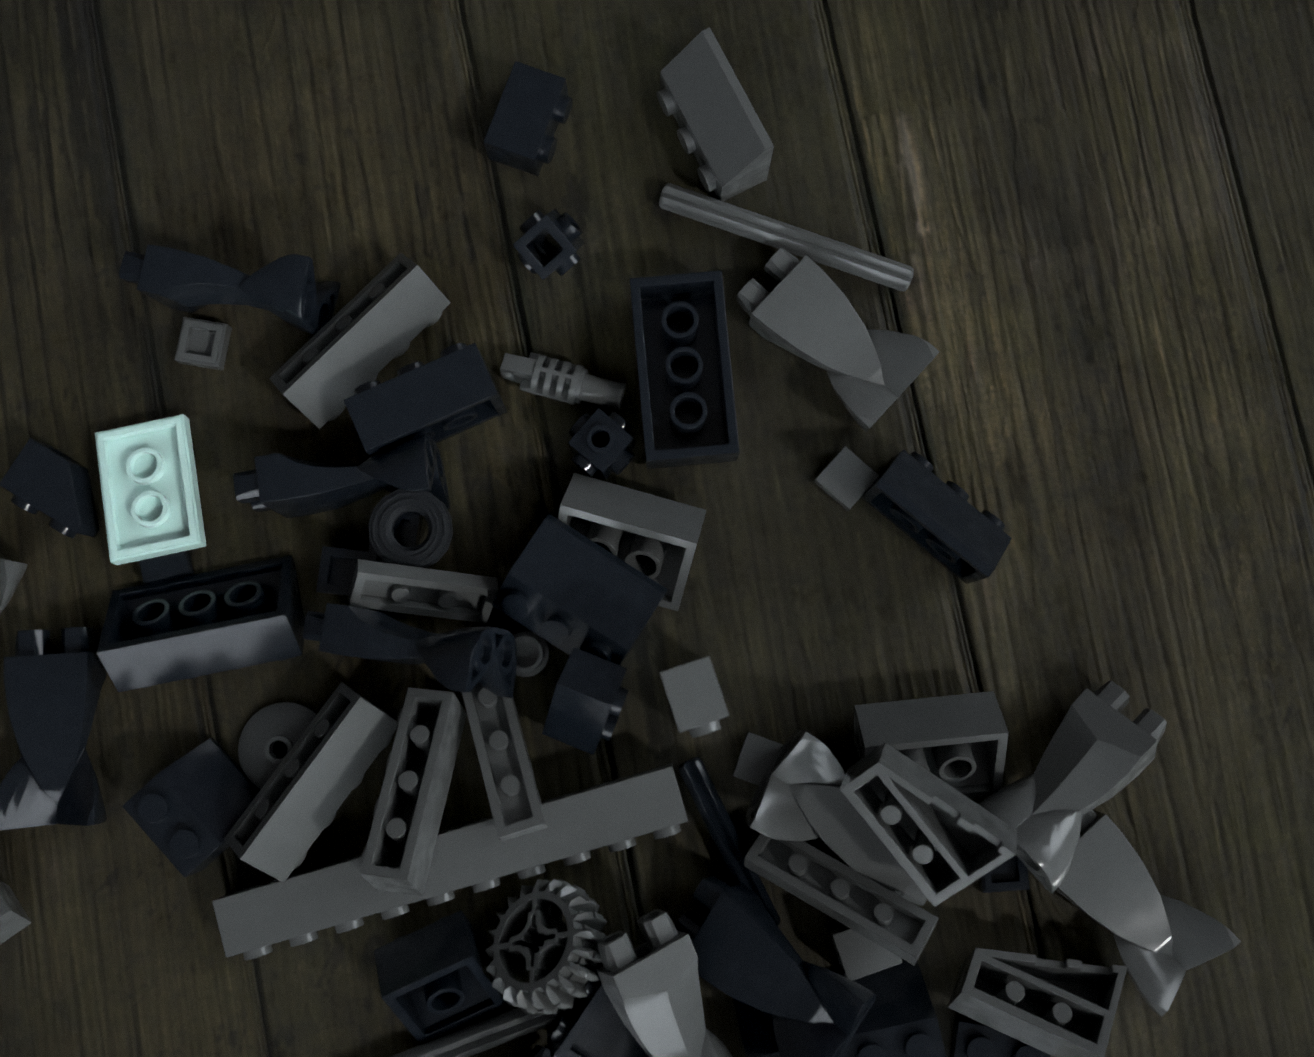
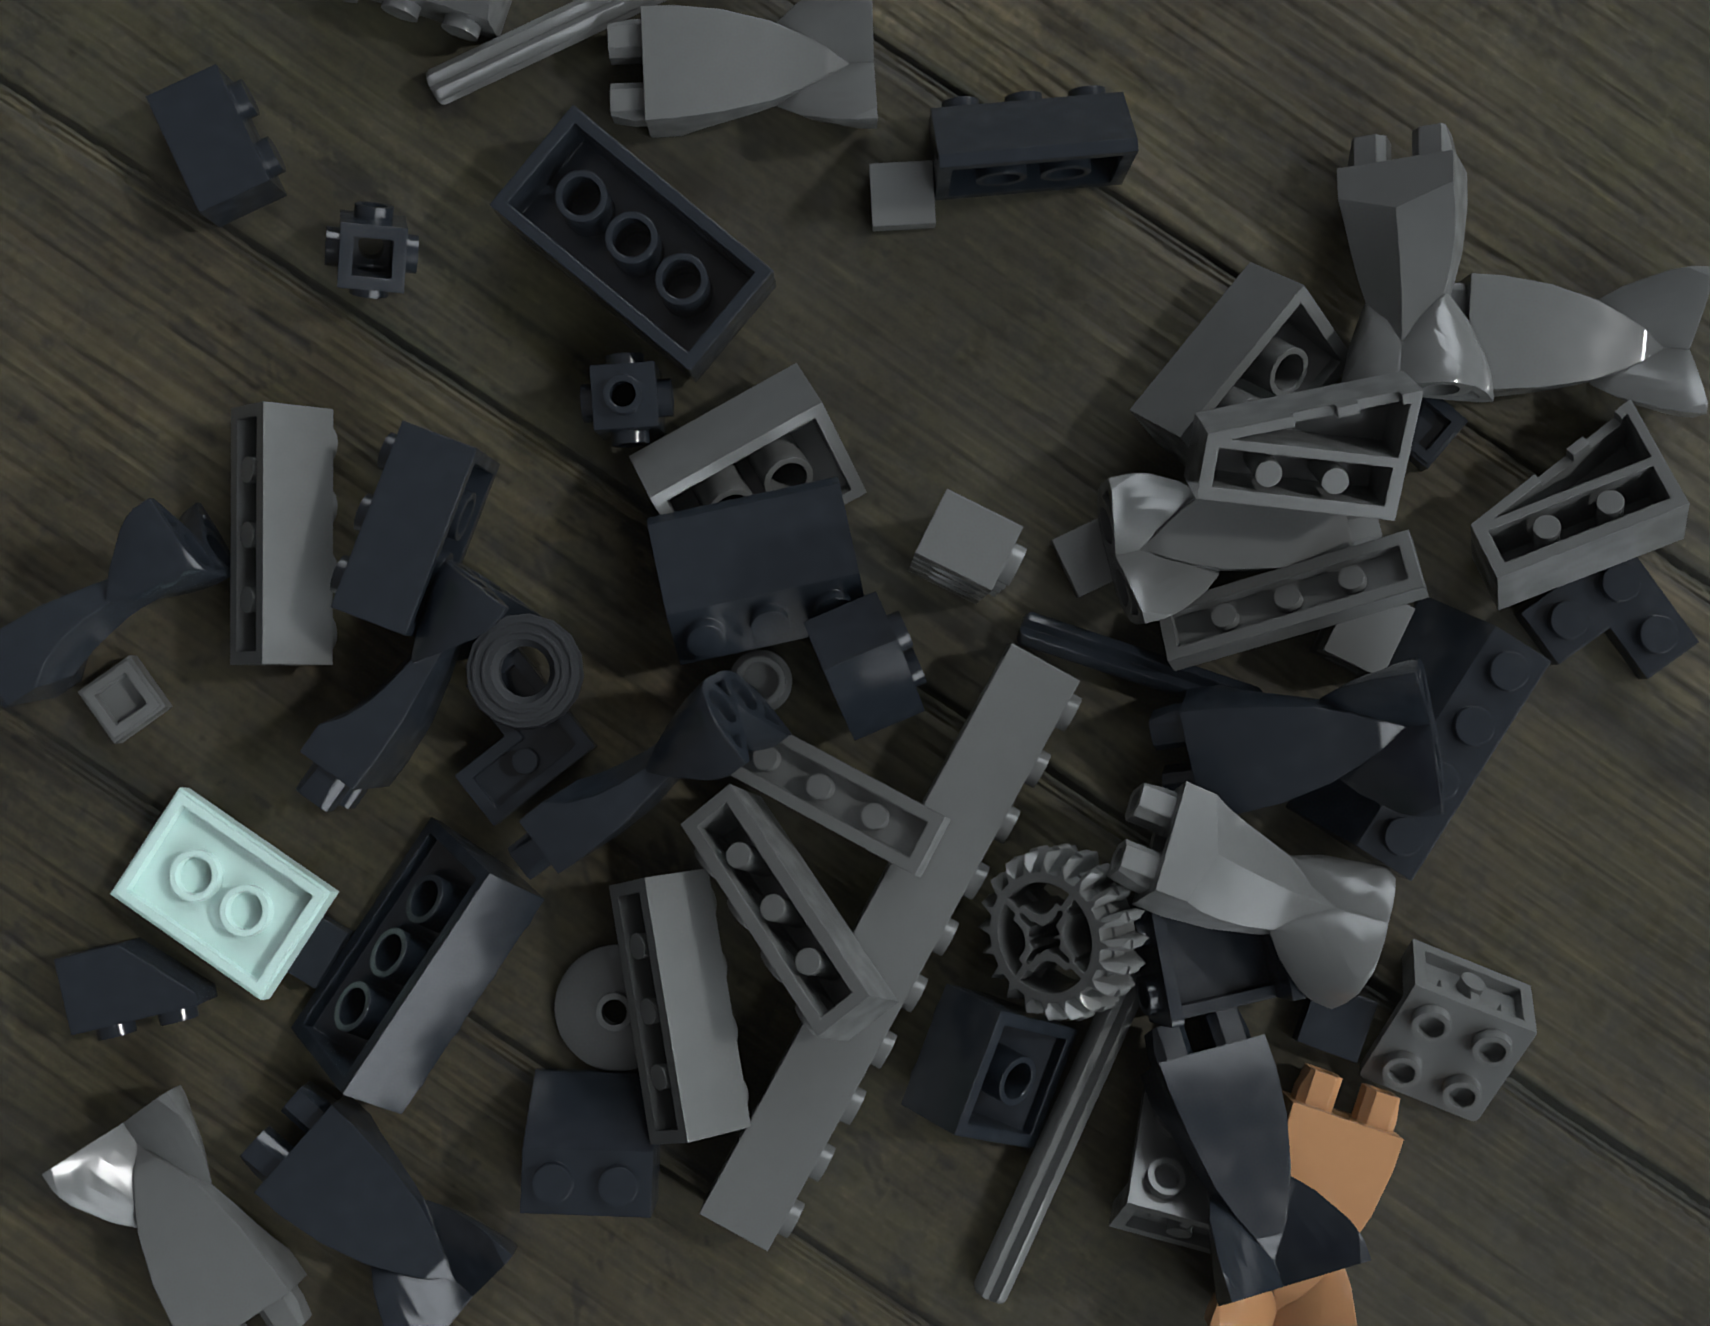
camera: 40 degrees left, 5 degrees up
(422, 591) = (599, 719): dark grey plate -> none
(561, 380) = (522, 378): dark grey hinge -> none

